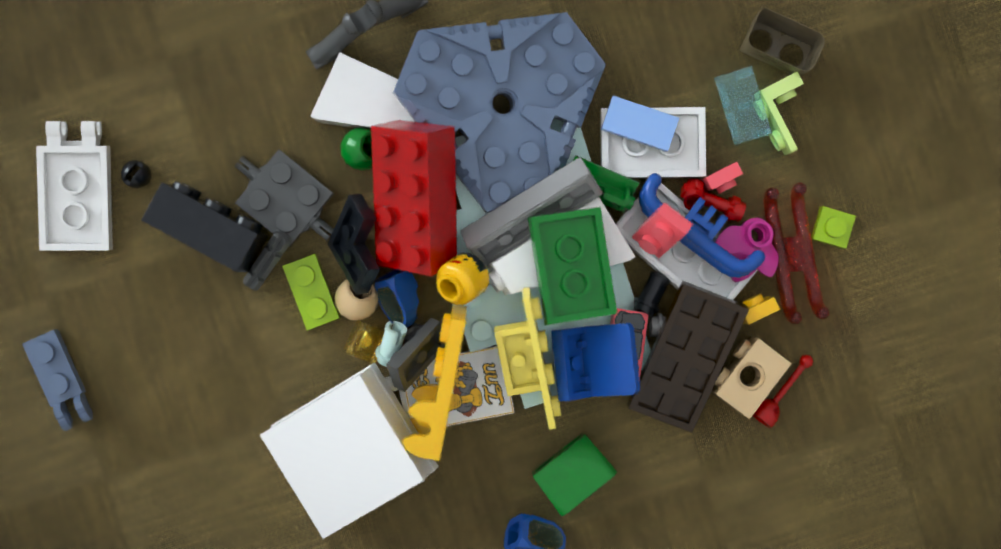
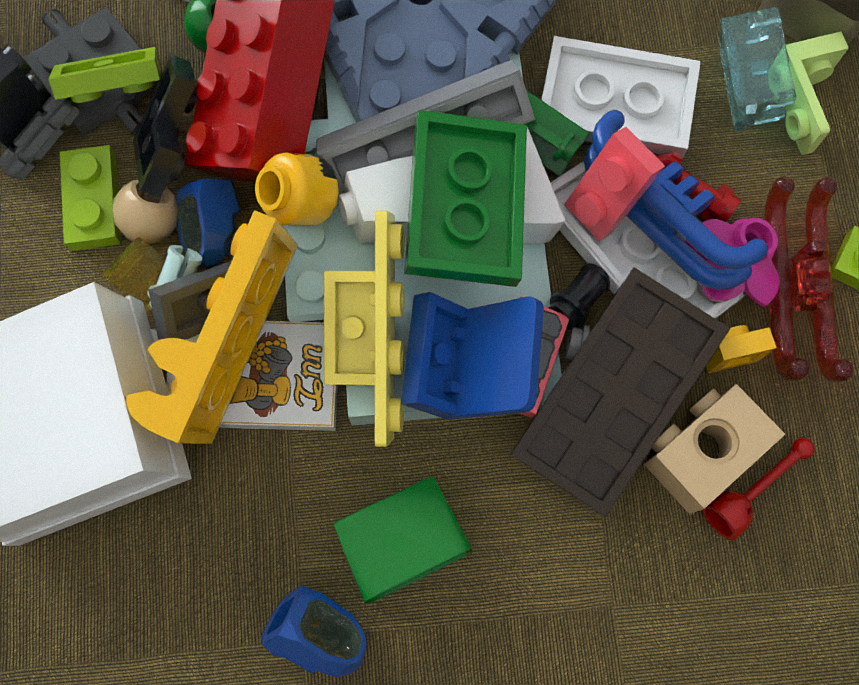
camera: 15 degrees right, 15 degrees down
(305, 213) = (89, 77): none -> lime plate
(640, 123) = (604, 58): light blue tile -> none
(723, 178) = (712, 155): coral plate -> none

